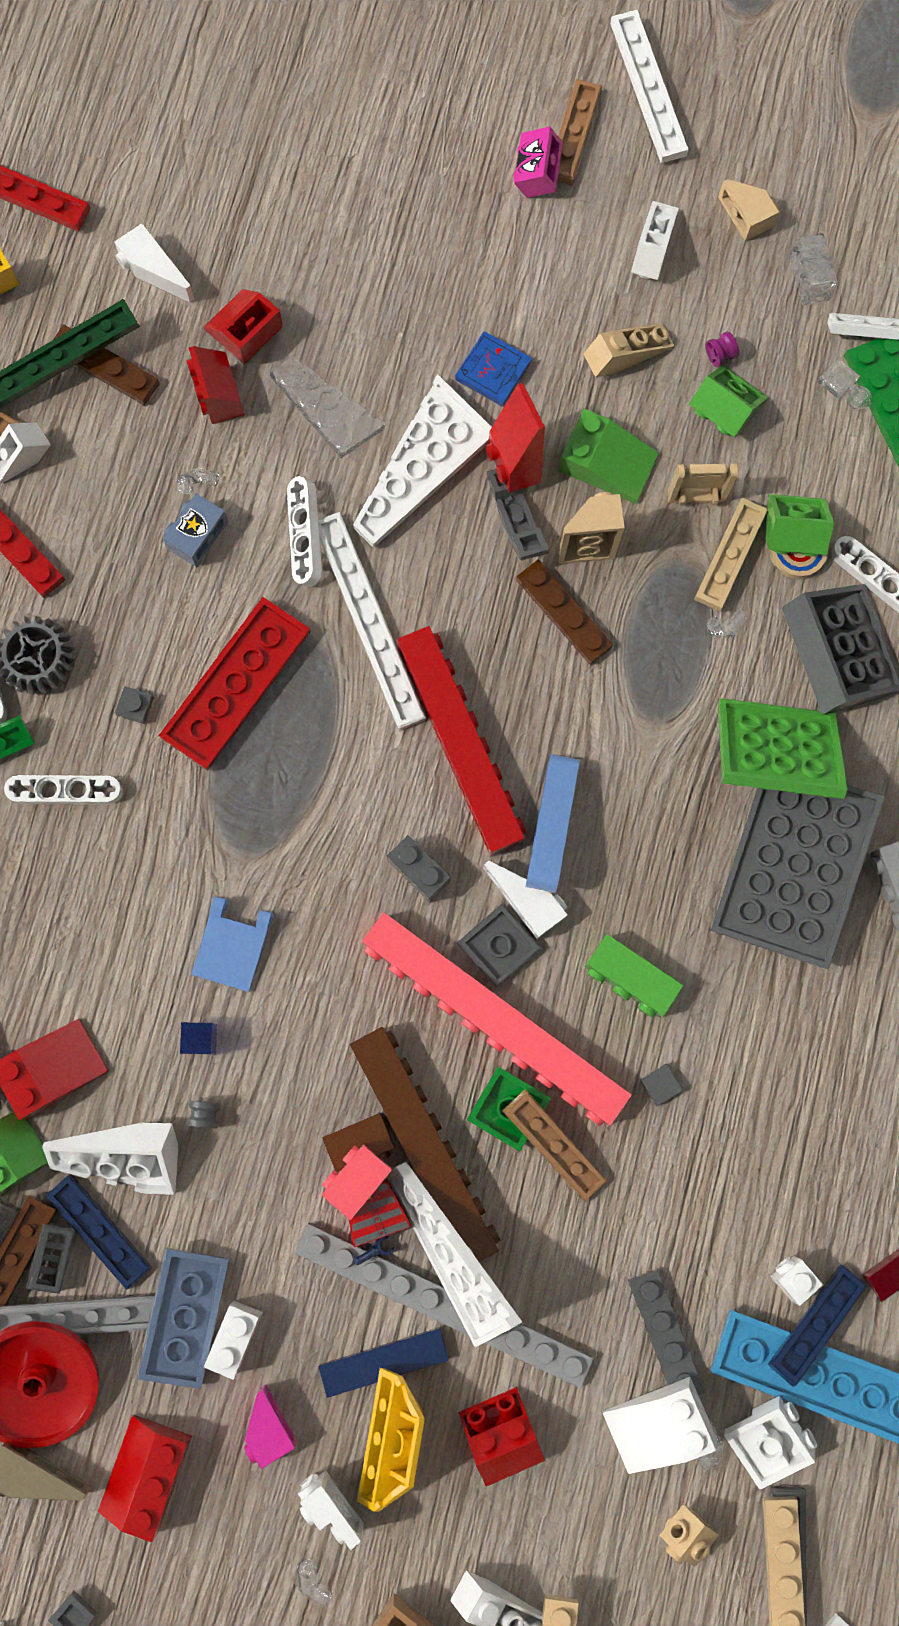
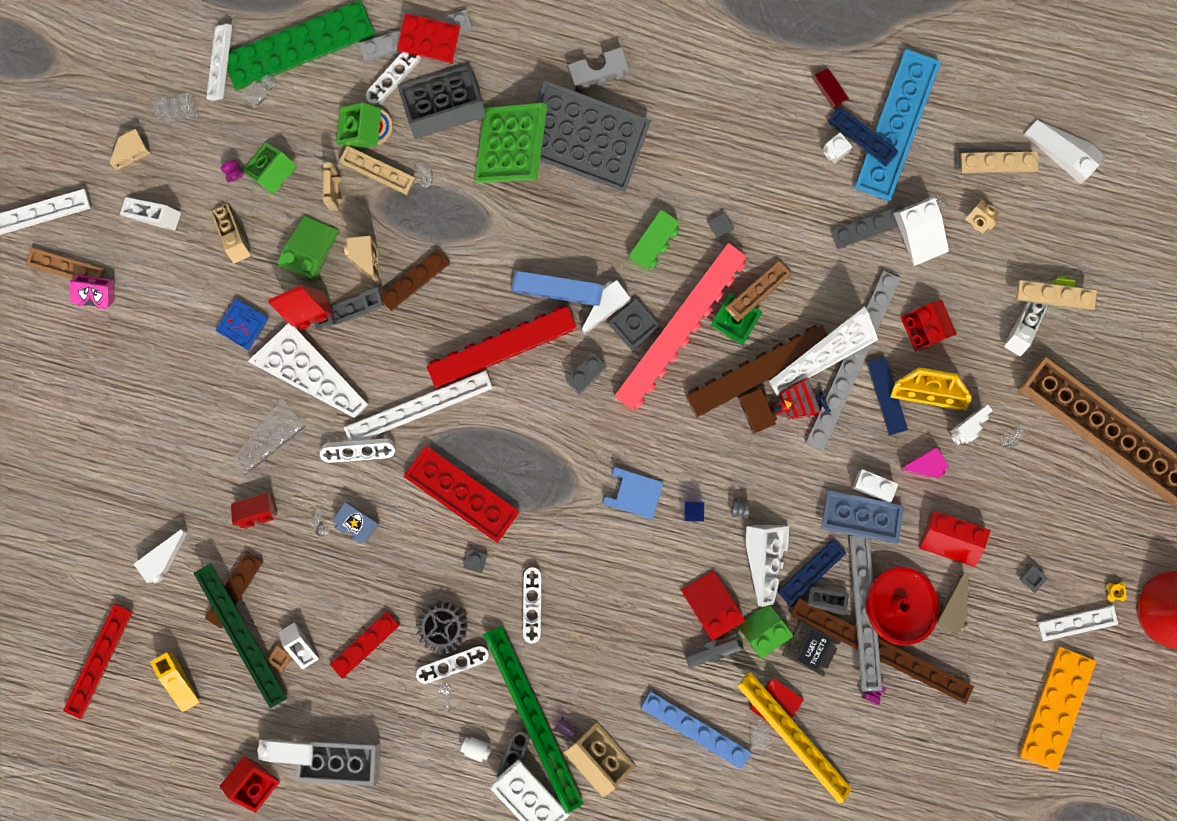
camera: 85 degrees left, 5 degrees up
(245, 324) = (207, 493): red slope -> none
(356, 1181) = (781, 409): coral brick -> none
(772, 1442) = (930, 166): white plate -> none

